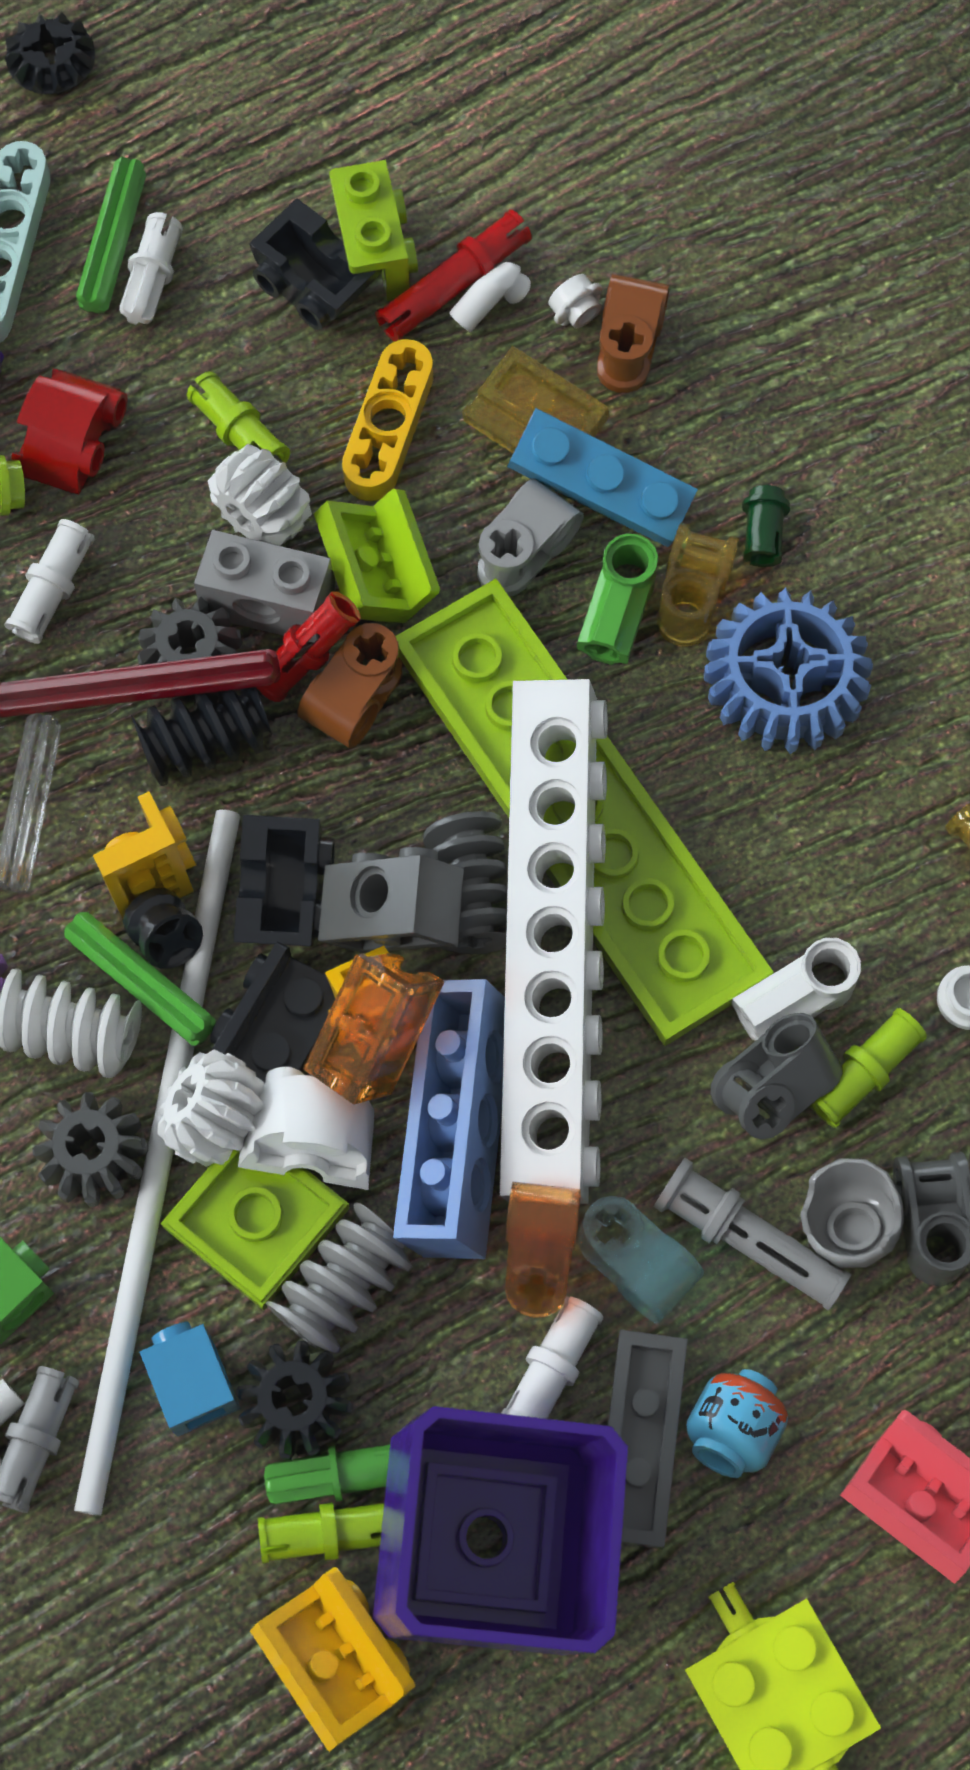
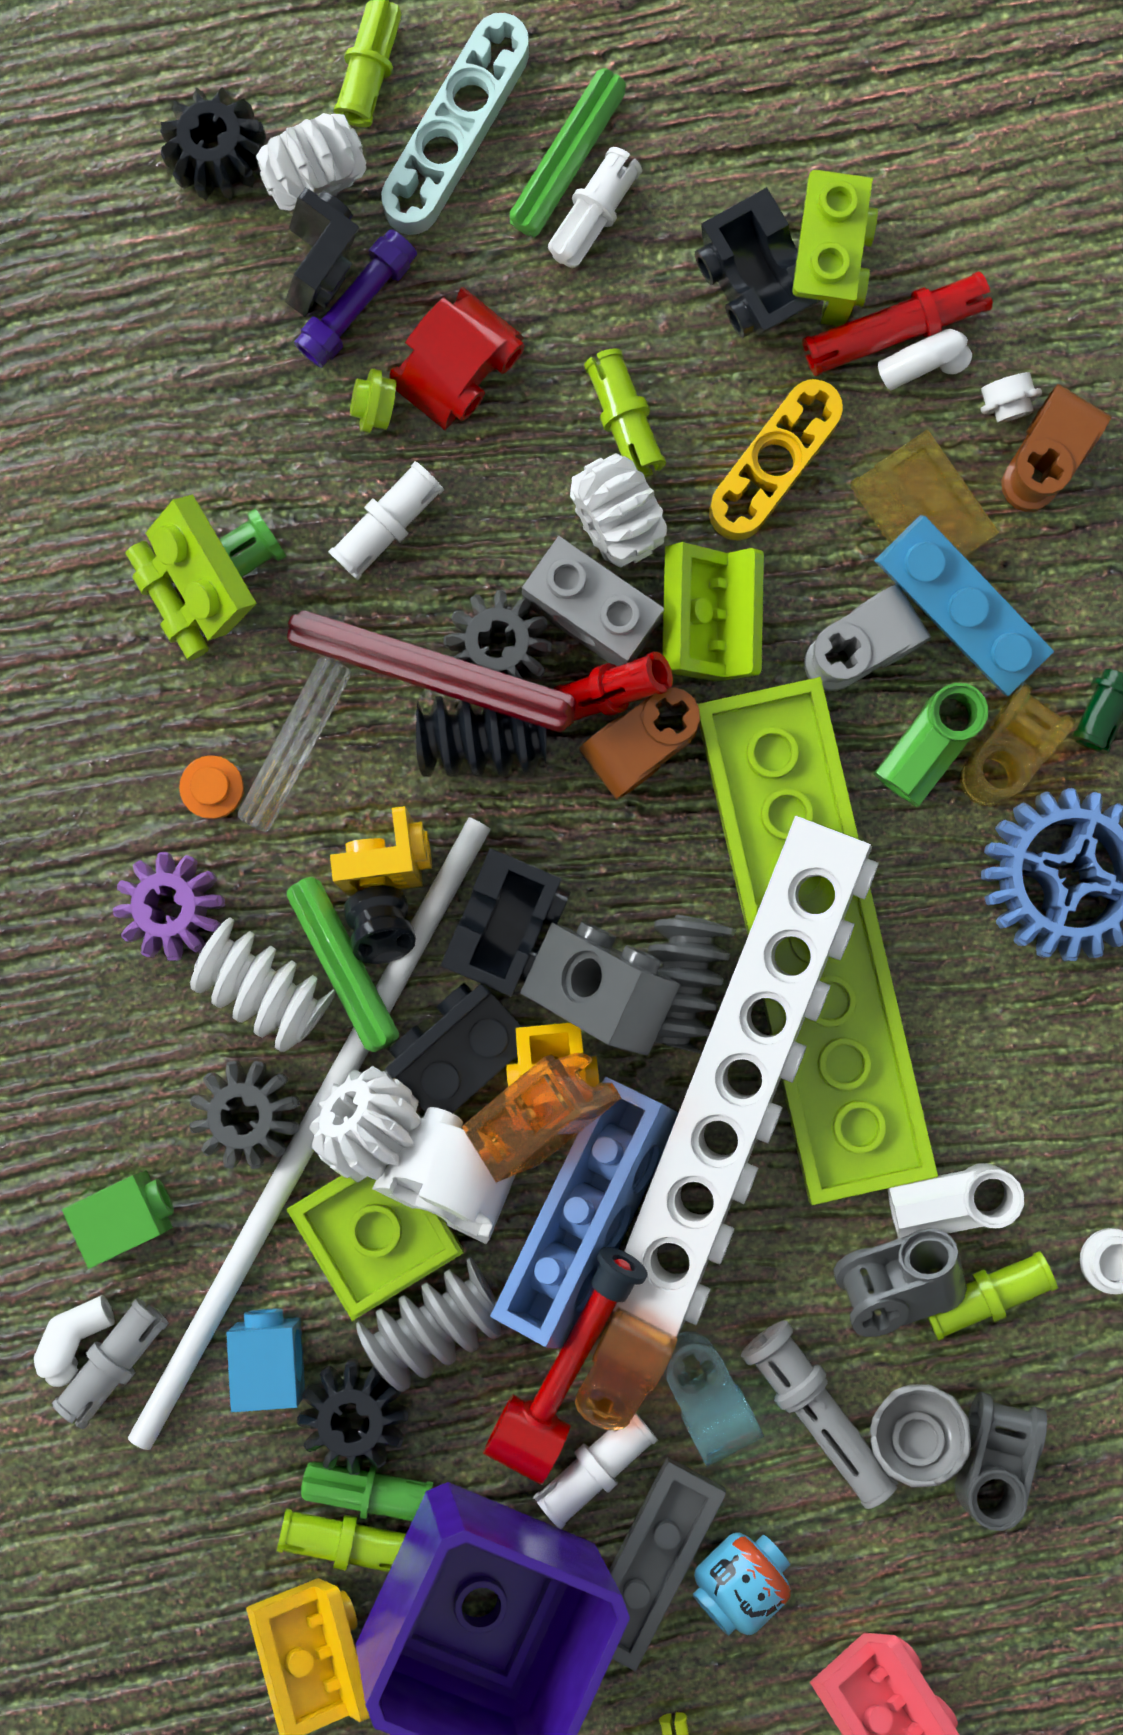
camera: 20 degrees right, 15 degrees up
(474, 1352) = (529, 1432): none -> red piece

